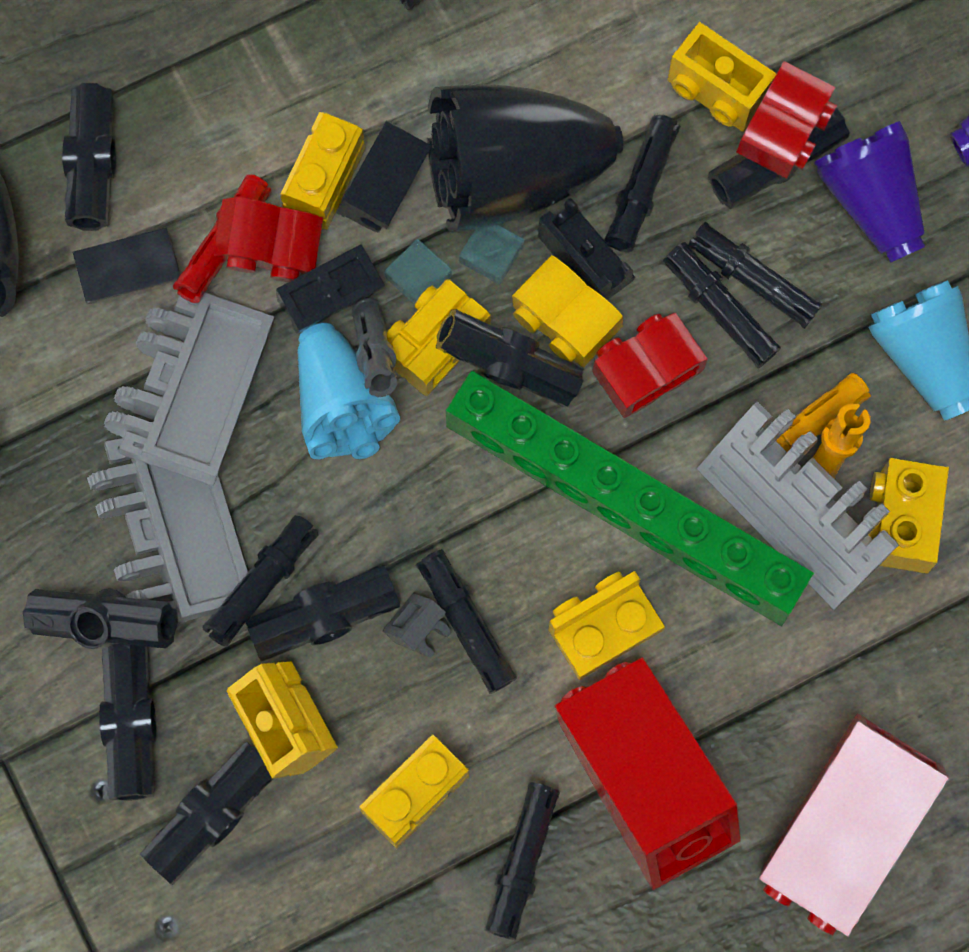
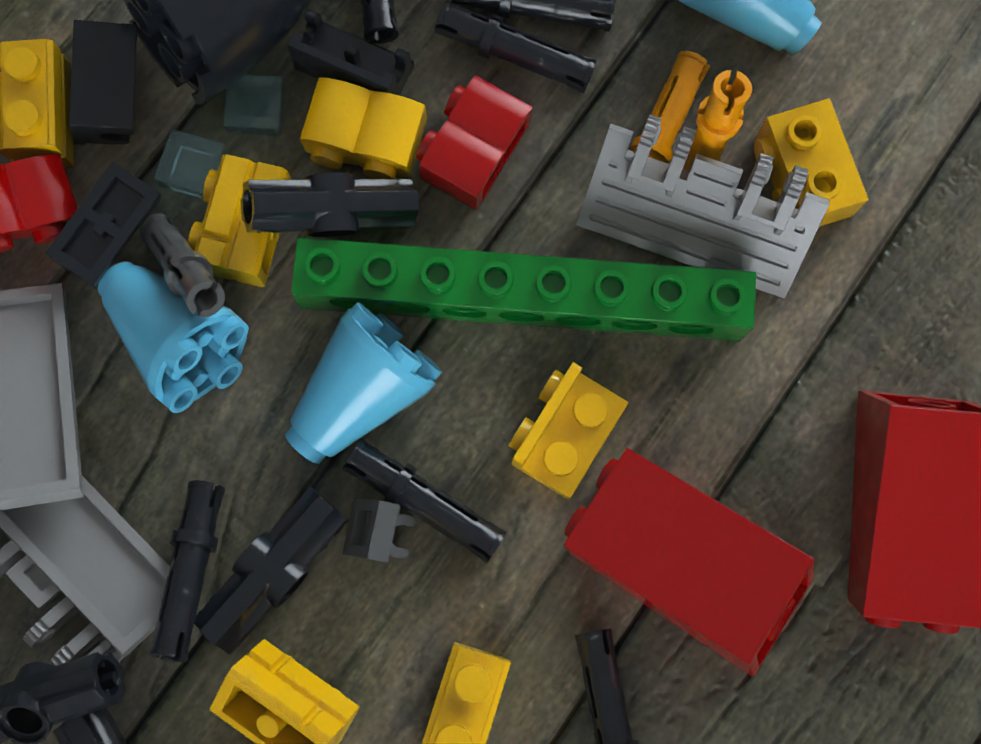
camera: 30 degrees left, 5 degrees up
(460, 506) = (358, 385): none -> medium azure cone

